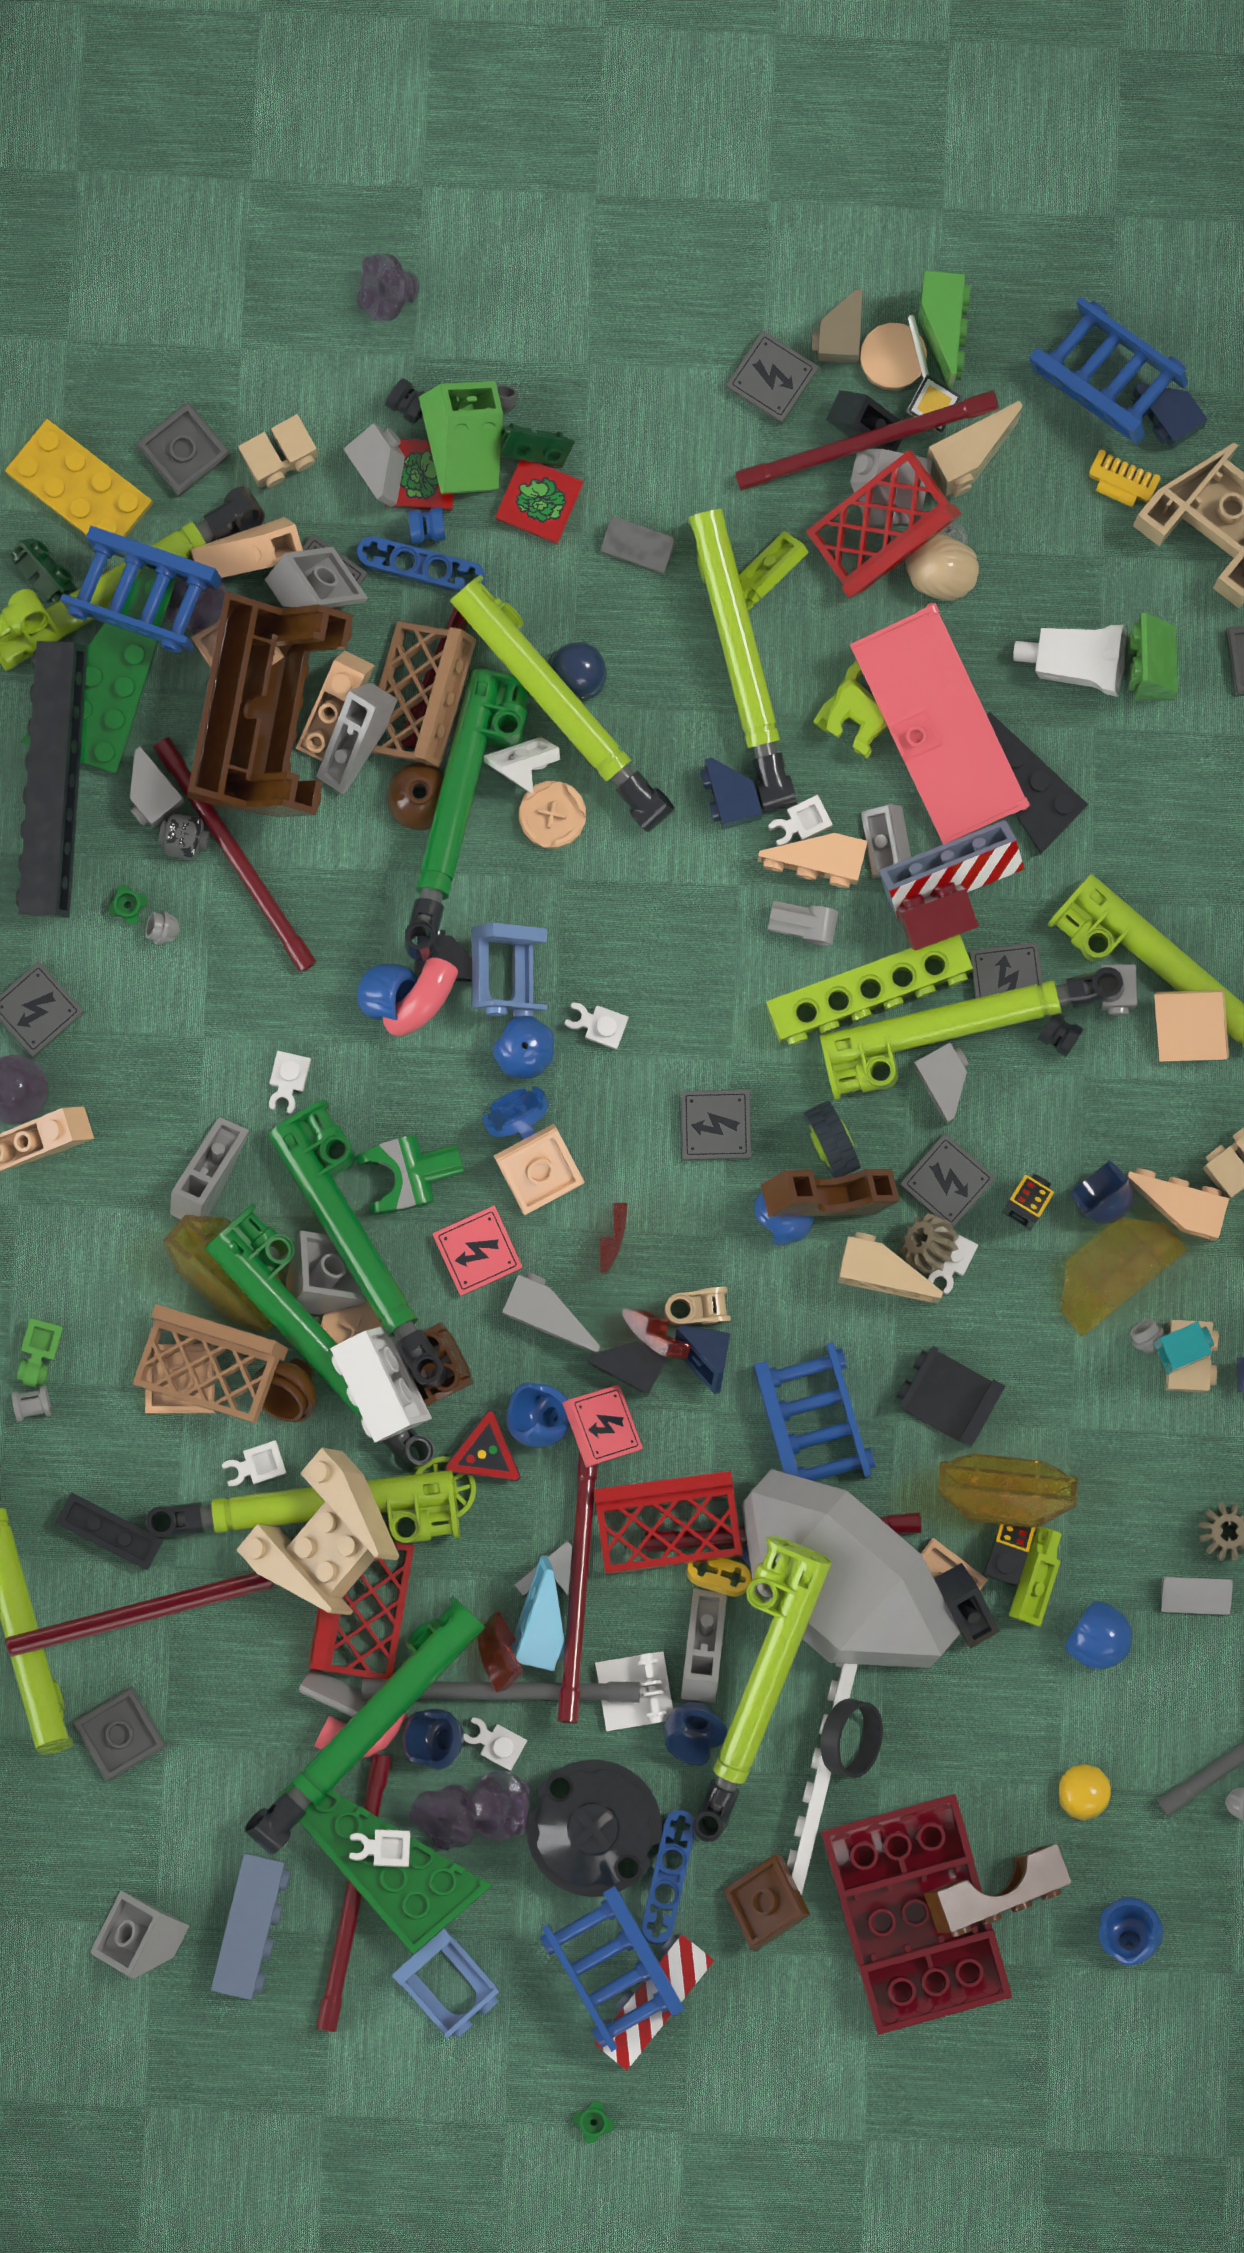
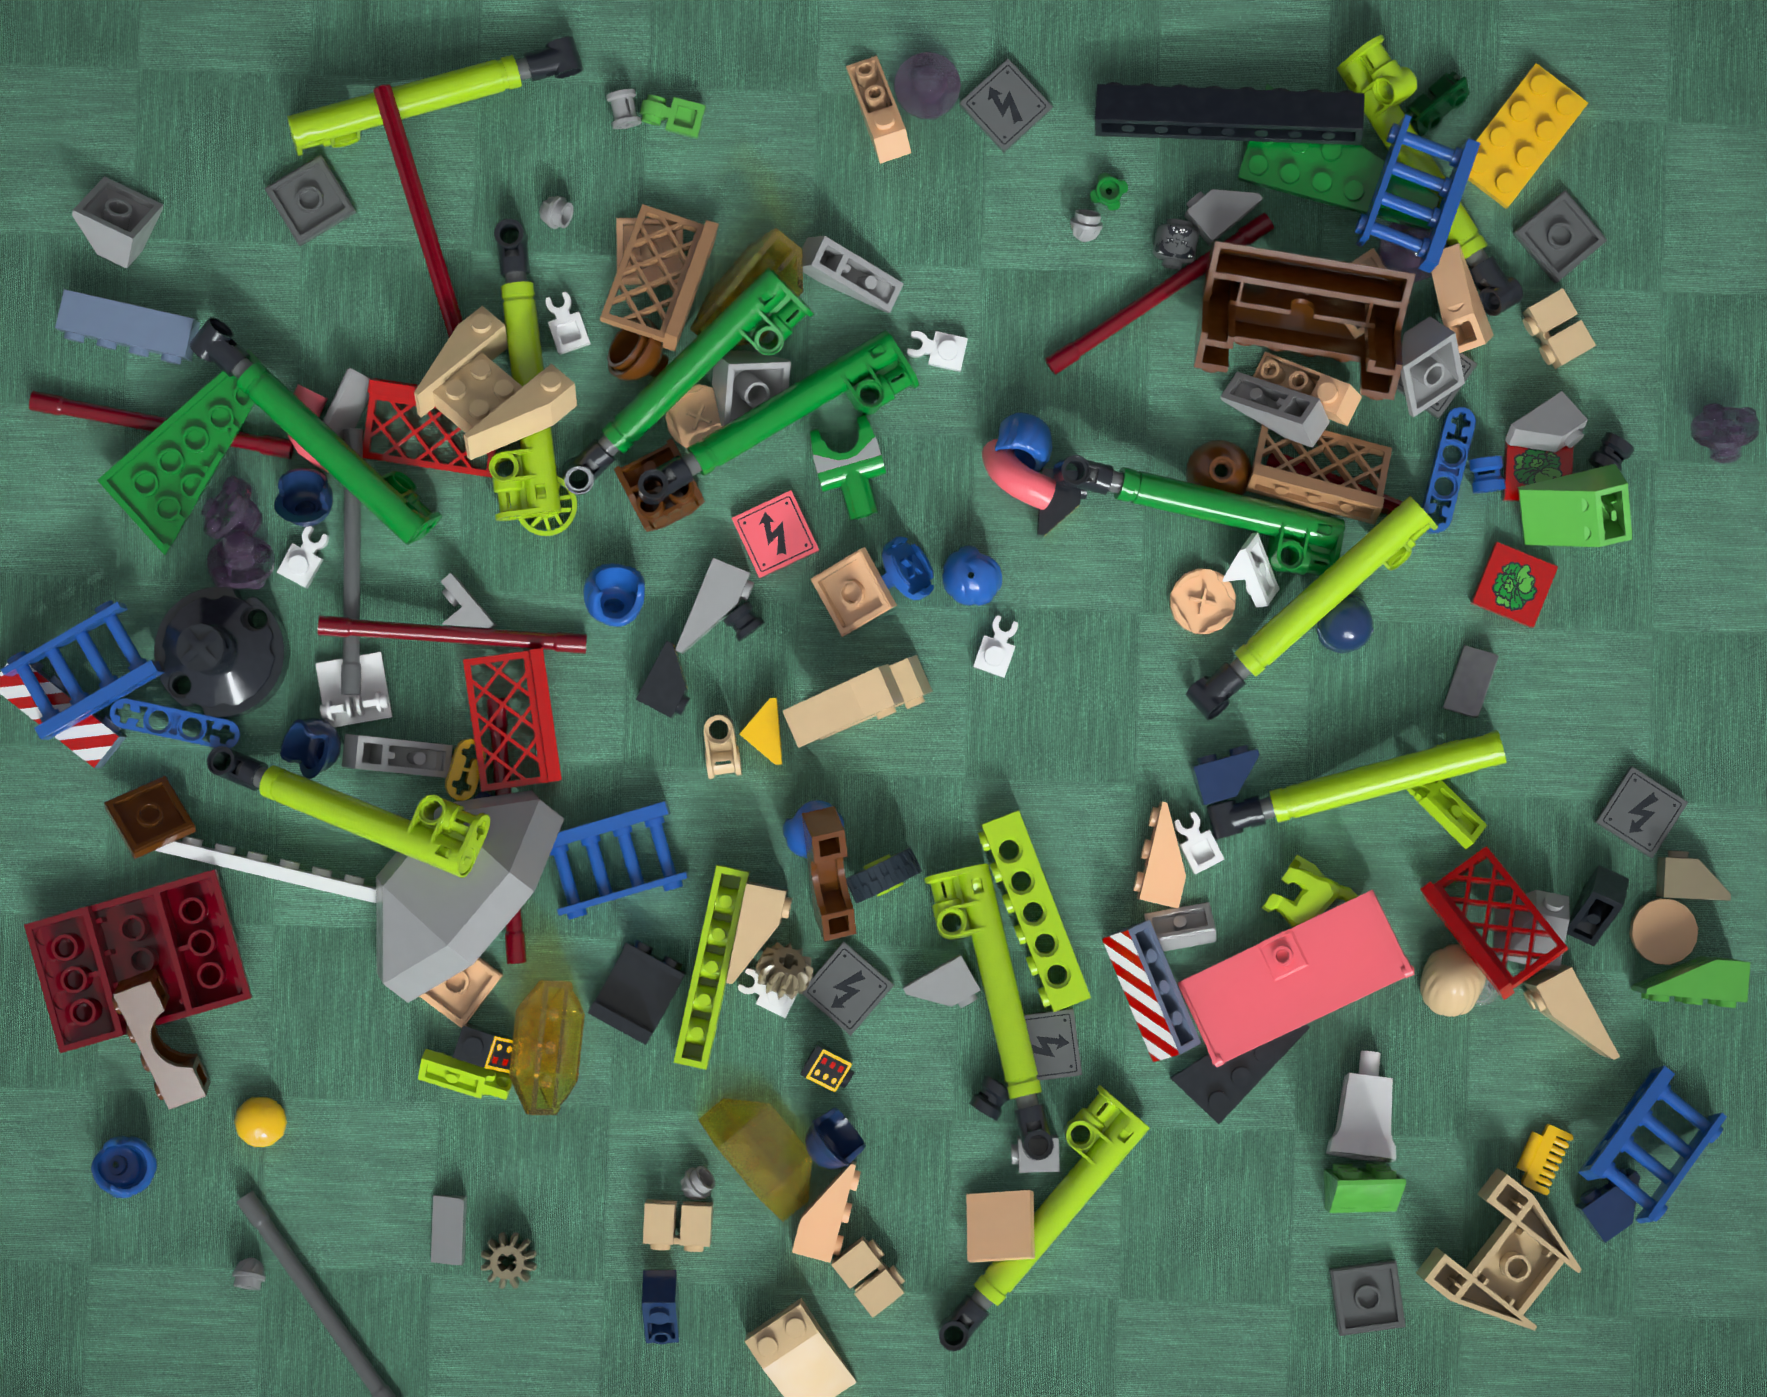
camera: 85 degrees right, 5 degrees up
(109, 1531) = (502, 185): black plate -> none
(137, 1475) = (556, 212): none -> light grey plate
(379, 1384) = (638, 439): white slope -> none
(388, 1848) = (196, 455): white plate -> none
(447, 2022) = (39, 517): medium blue panel -> none
(485, 1453) = (579, 544): piece -> none
(496, 1654) = (385, 555): clear red slope -> none
(507, 397) = (1616, 552): dark grey hinge -> none
(522, 941) = (1046, 574): medium blue panel -> none
(535, 447) = (1566, 581): dark green hinge -> none
(540, 1627) = (404, 596): medium azure slope -> none
(568, 1283) = (744, 621): none -> black wheel
(602, 1425) = (605, 656): coral tile -> none
(611, 1246) = (779, 662): clear red slope -> none
(652, 1331) = (696, 702): clear red slope -> none
(653, 1161) = (858, 700): none -> tan wedge
(683, 1262) = (764, 732): none -> yellow slope
(706, 1353) = (676, 754): dark blue slope -> none
(716, 1125) = (900, 763): dark grey tile -> none
(813, 924) = (1097, 854): light grey piece -> none
(832, 1735) = (312, 881): black tyre -> none
(925, 1317) = (711, 967): none -> lime brick
(931, 393) = (1620, 971): piece -> none
(937, 915) = (1104, 977): dark red brick -> none
(967, 1605) = (434, 1007): black slope -> none
(968, 408) = (1610, 1005): dark red piece -> none
(1100, 1637) = (404, 1137): blue piece -> none
(1184, 1347) = (679, 1220): teal brick -> none

